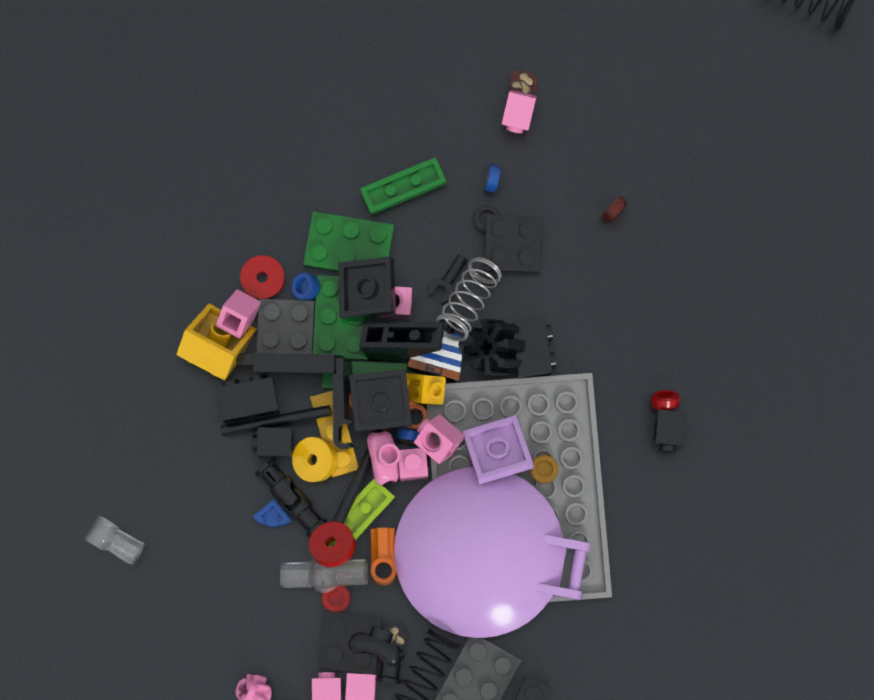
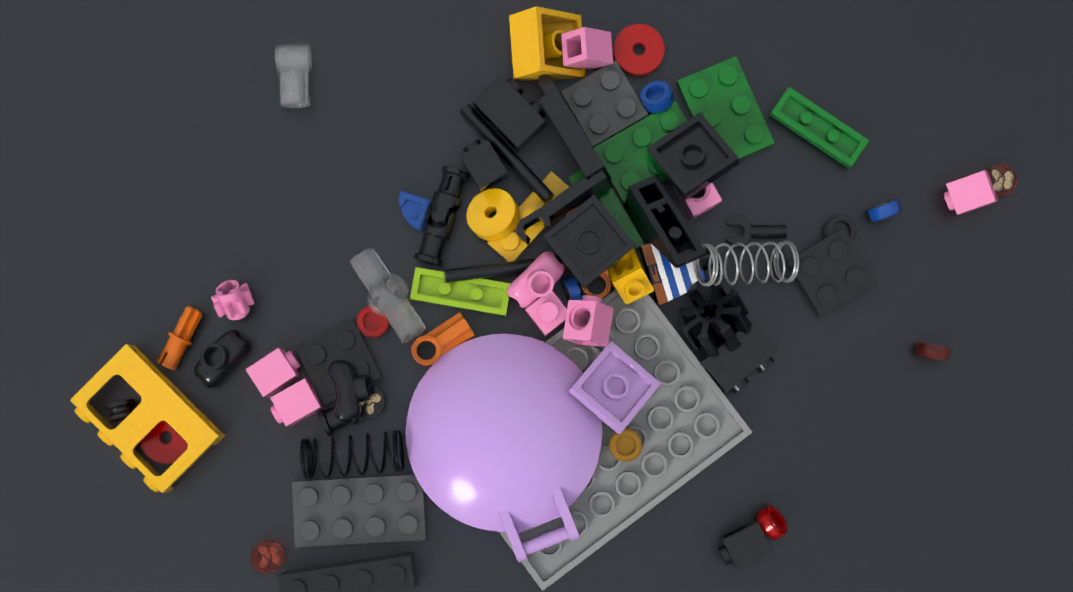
camera: 60 degrees right, 5 degrees up
(329, 533) = (419, 271): red piece -> none

